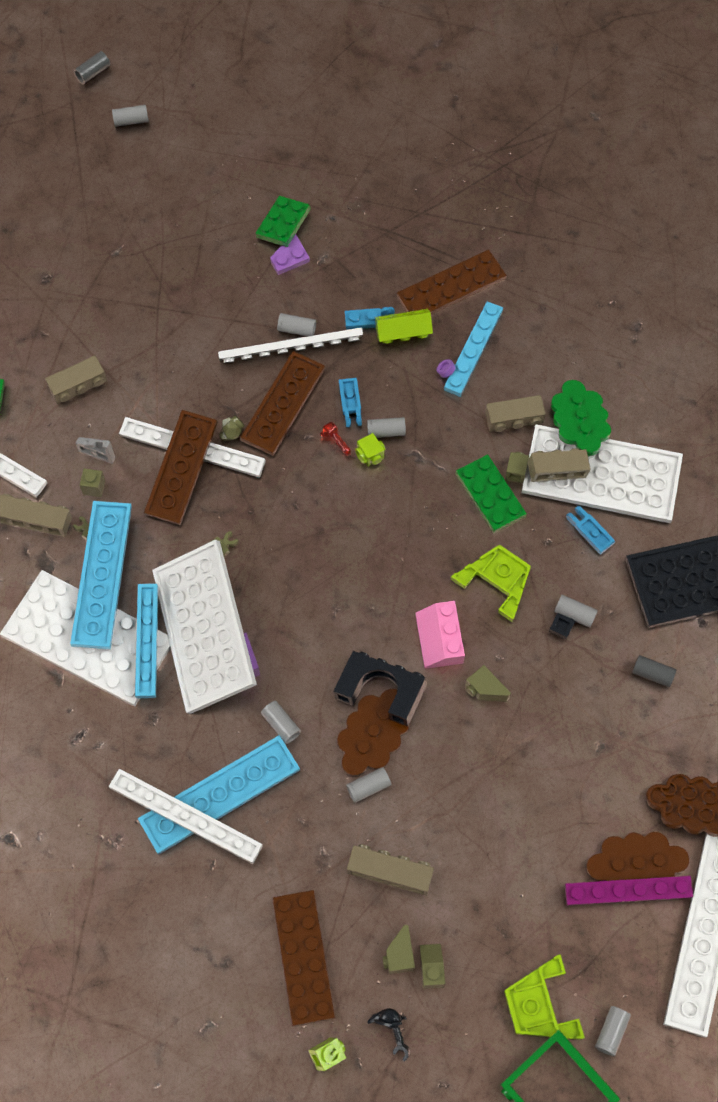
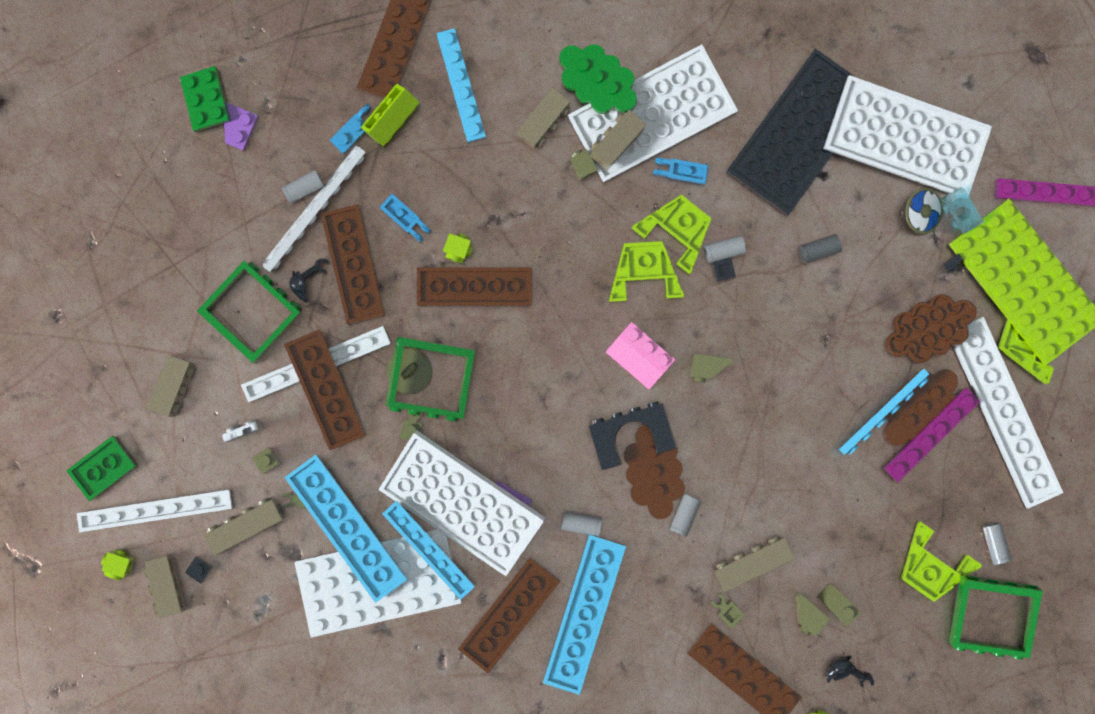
camera: 35 degrees left, 20 degrees up
(160, 744) = (508, 615): none -> reddish brown plate
(186, 816) = (577, 653): white plate -> none
(189, 404) = (278, 293): none -> green window
(231, 428) = (332, 321): olive rock -> none
(233, 381) = (298, 280): none -> black piece
(254, 507) = (414, 371): none -> olive shield
(287, 500) = (416, 409): none -> green window
(331, 430) = (411, 256): clear red piece -> none
(335, 893) = (729, 612): none -> olive plate
(358, 487) = (474, 286): none -> reddish brown plate
(387, 427) = (453, 217): light grey pin -> none
(446, 368) = (455, 123): medium lavender tile -> none
(491, 493) = (580, 203): green plate -> none
(559, 566) = (683, 222): none -> lime wing
(611, 836) = (892, 406): none -> medium azure plate

